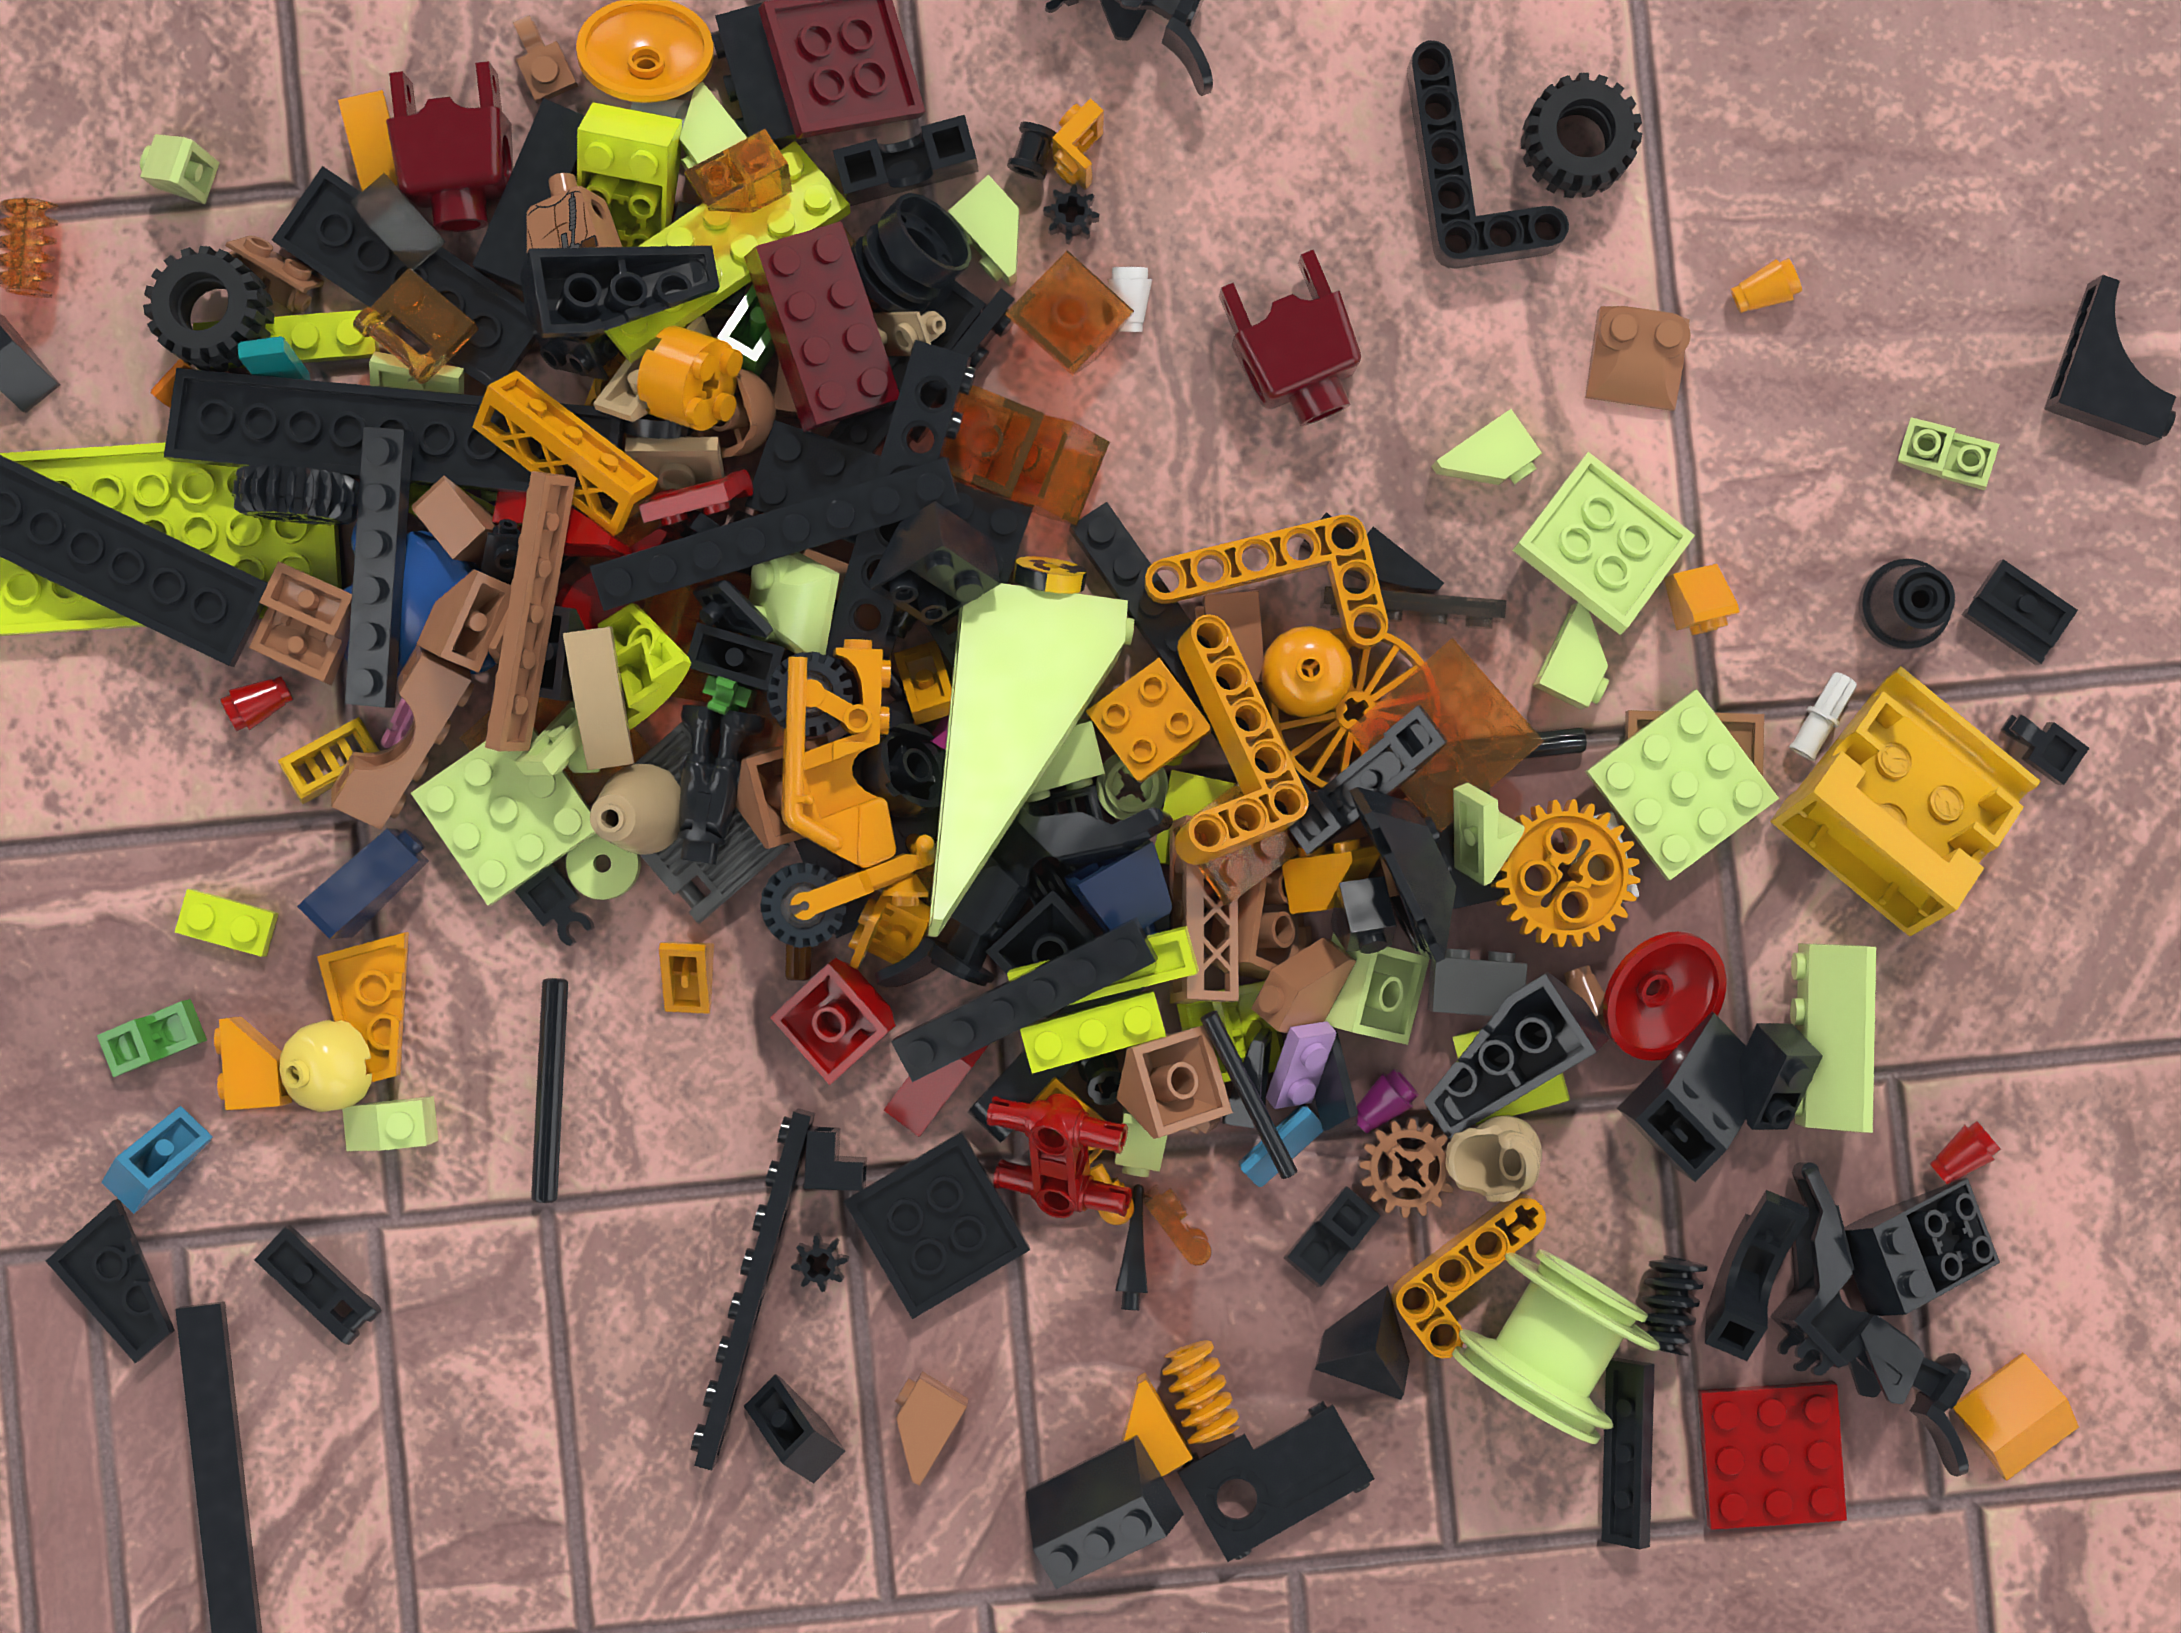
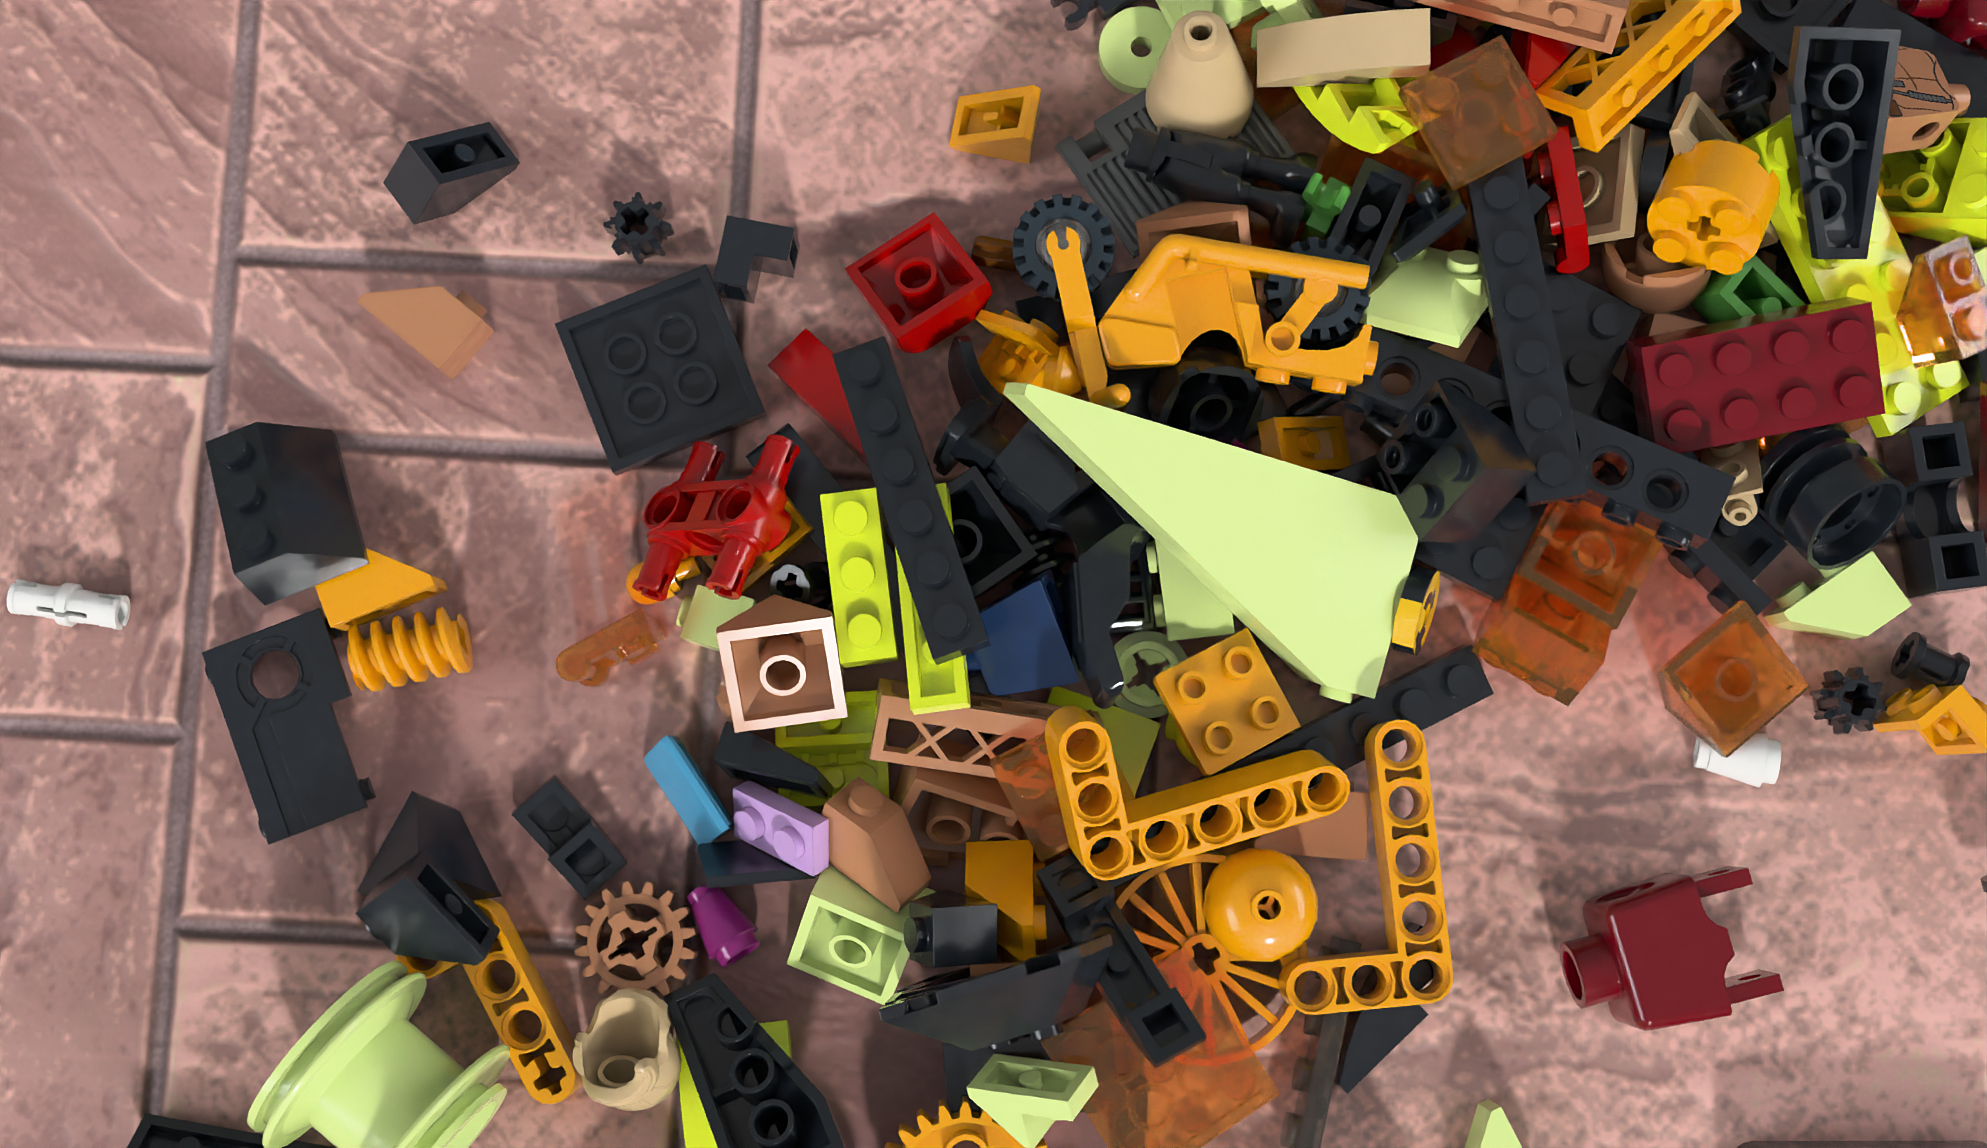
camera: 100 degrees right, 5 degrees down
(643, 582) = (1477, 112): none -> clear orange plate
(746, 1305) = (603, 139): black plate -> none
(1132, 1274) = (566, 591): black piece -> none
(1248, 1094) = (754, 756): black bar -> none
(1413, 1335) = (427, 915): none -> black slope
(1473, 985) = (846, 1057): dark grey brick -> none

